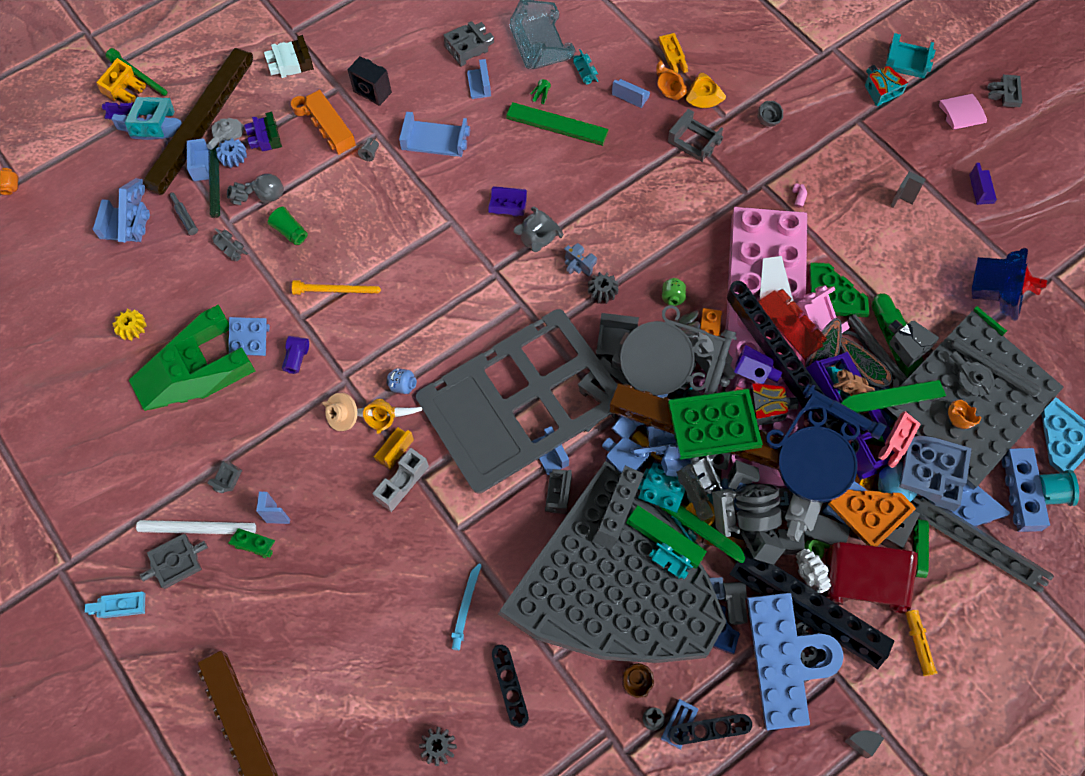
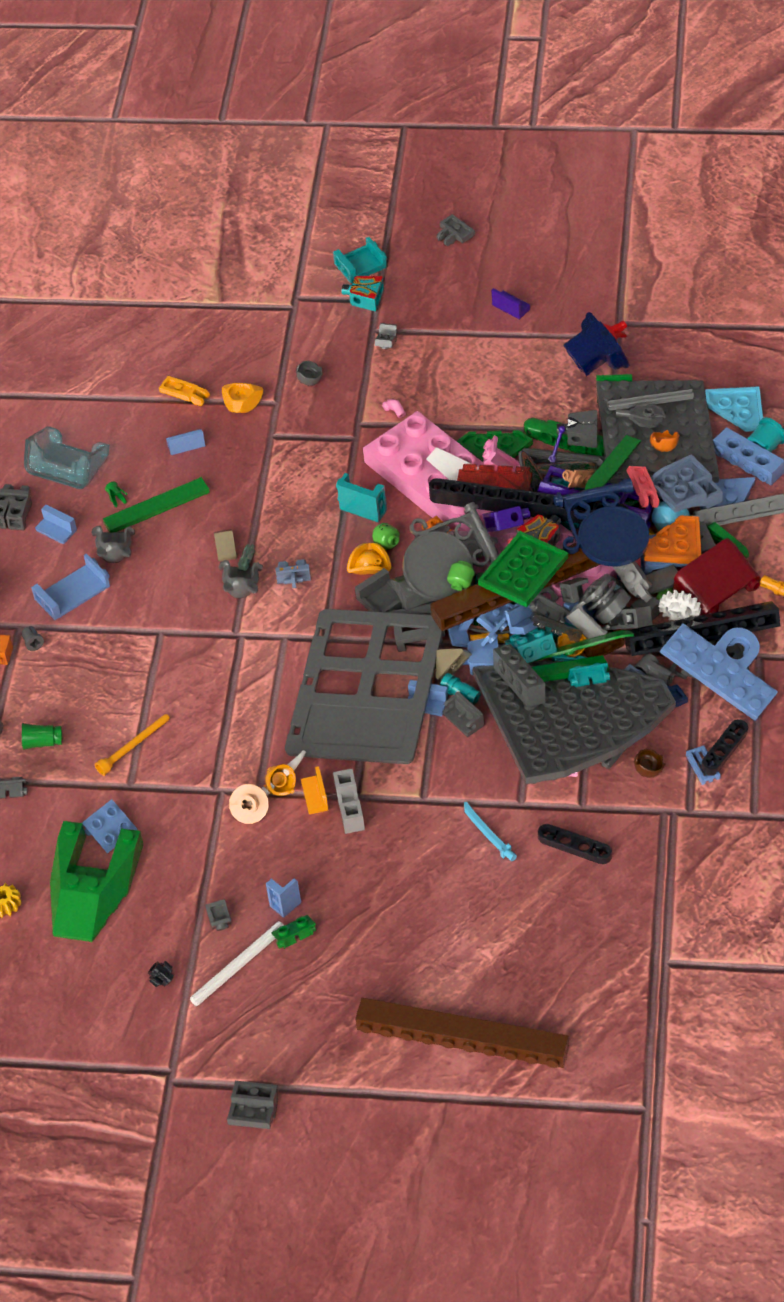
camera: 45 degrees left, 15 degrees down
(67, 653) = (253, 1105): none -> dark grey brick
(117, 605) = (247, 1053): medium azure hinge -> none
(141, 483) = (160, 974): none -> black gear
(174, 561) = (251, 993): dark grey plate -> none
(295, 350) = (159, 801): dark purple piece -> none
(401, 381) = (266, 750): medium blue head -> none
(445, 744) = (573, 913): dark grey gear -> none
(492, 126) = (113, 546): none -> dark grey hair
(508, 201) = (189, 581): dark purple bracket -> none
(564, 194) = (225, 545): none -> dark tan slope
(564, 218) = (246, 557): none -> sand green axle
(580, 470) = (454, 684): none -> teal axle
(583, 62) = (135, 452): teal hinge -> none
(593, 439) = (450, 661): none -> dark tan slope
(609, 289) = (332, 575): dark grey gear -> none
(641, 298) = (368, 559): none -> light orange hat
(648, 722) = (684, 775): dark grey bush -> none
(662, 383) = (460, 575): none -> bright green head
(670, 82) = (209, 410): orange hair -> none
(687, 122) = (273, 423): dark grey panel -> none
(691, 259) = (361, 500): none -> teal panel
(859, 133) = (387, 336): none -> bracket
(866, 343) = (552, 458): none -> dark purple hinge
(909, 188) = (466, 342): dark grey panel -> none
(963, 111) = (440, 267): bright pink slope -> none

